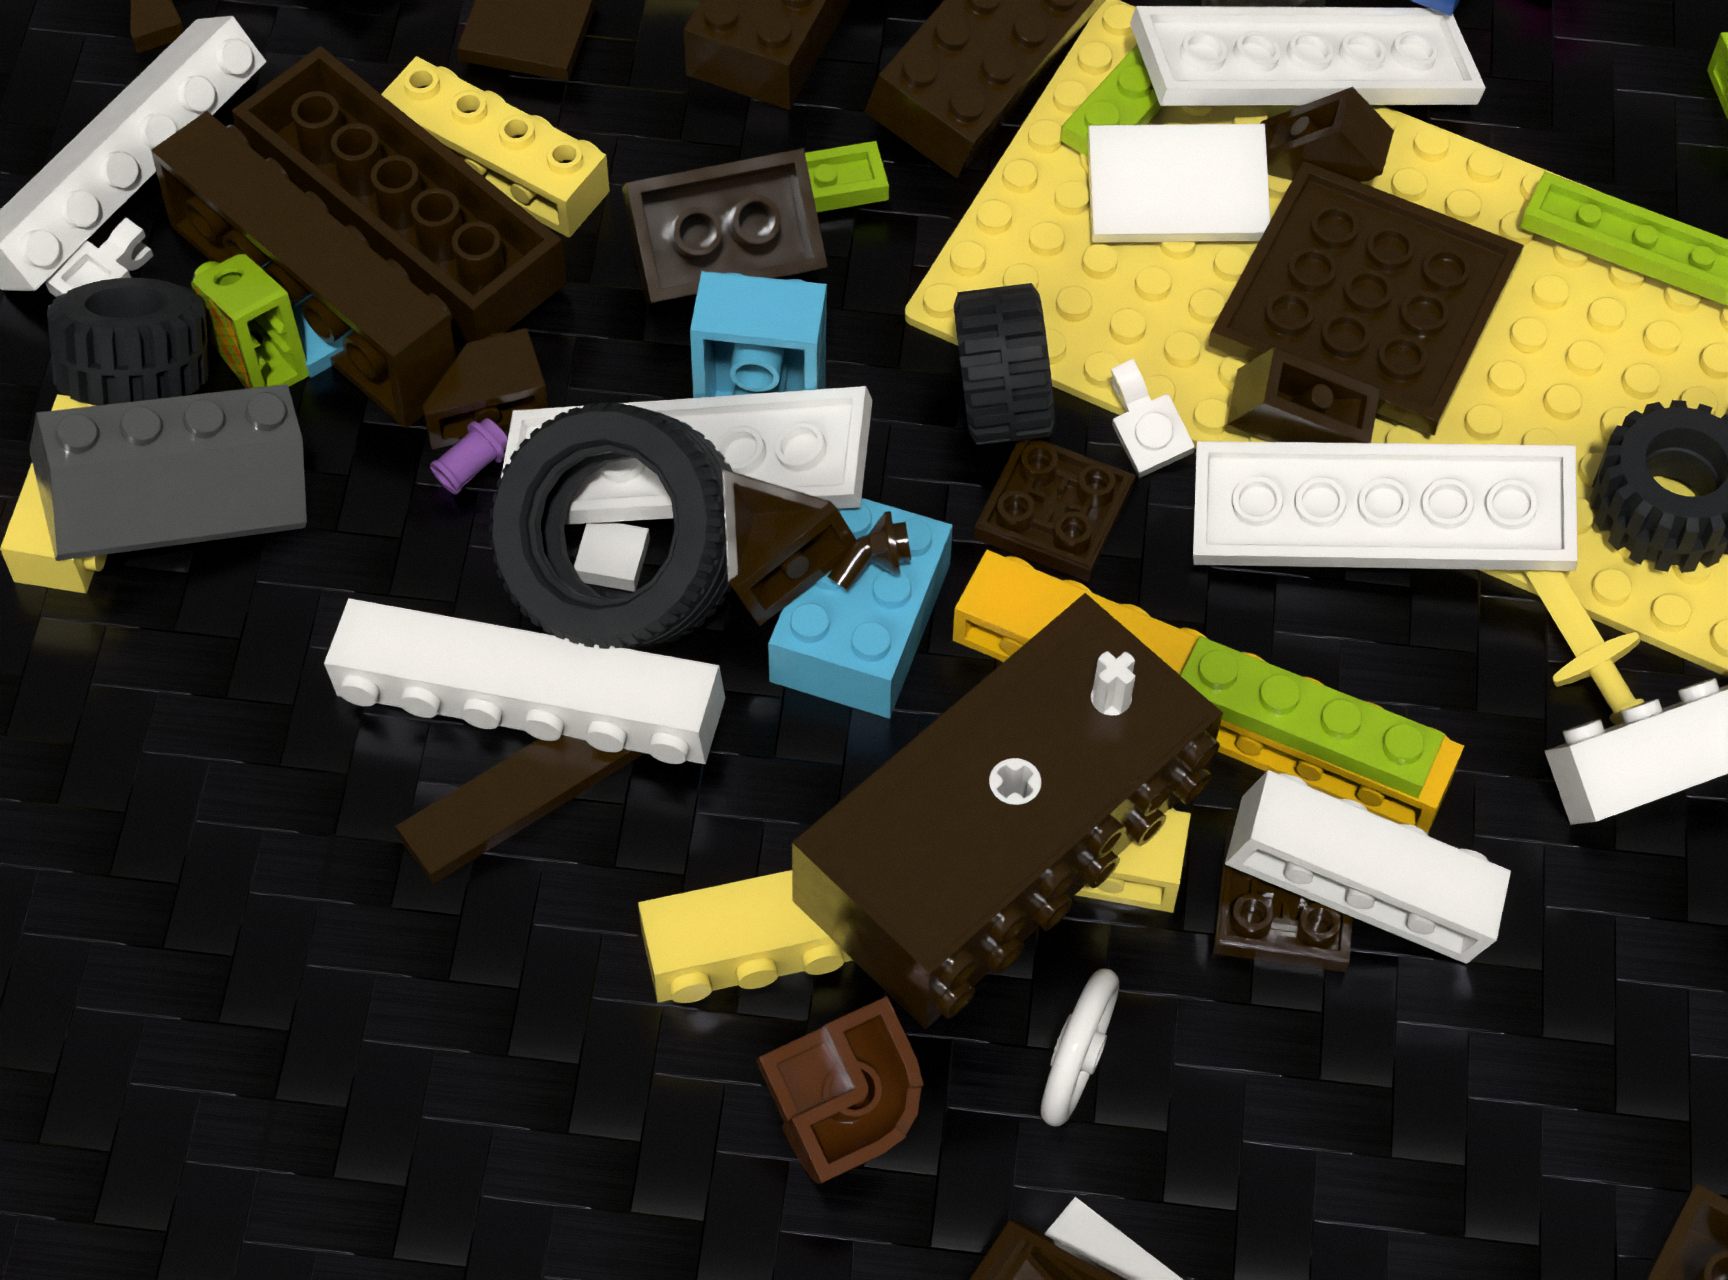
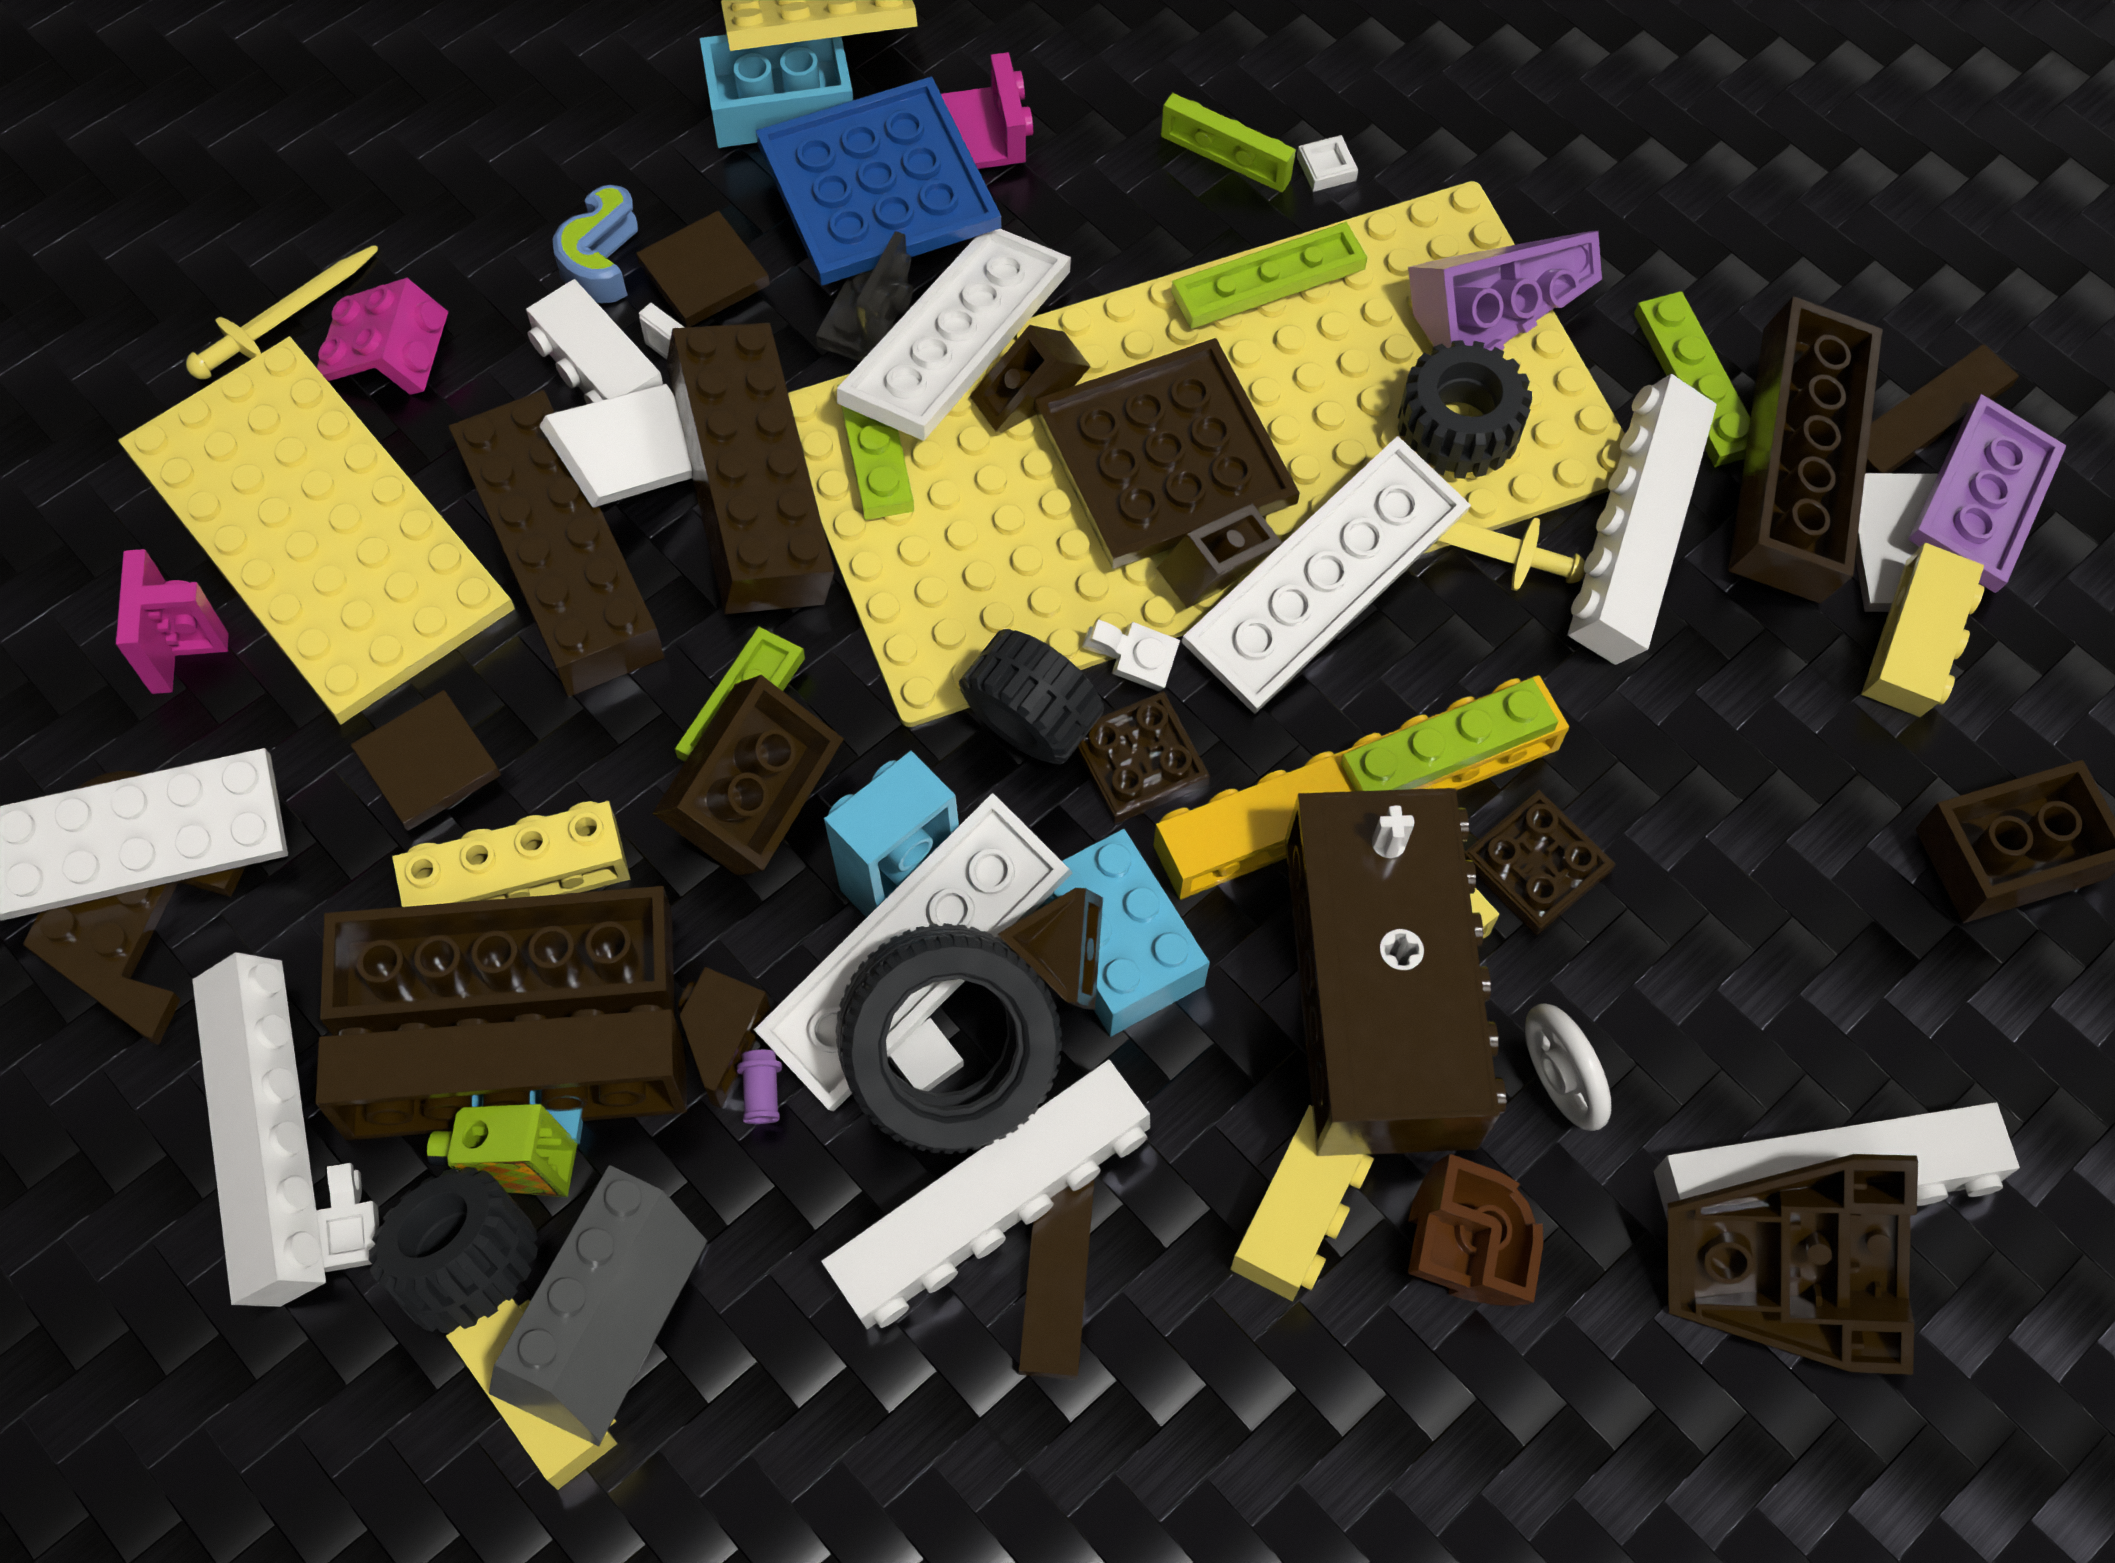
camera: 50 degrees left, 5 degrees up
(884, 544) = (1120, 880): dark brown plate -> none
(1178, 182) = (977, 482): white tile -> none
(1368, 866) = (1575, 798): white brick -> none

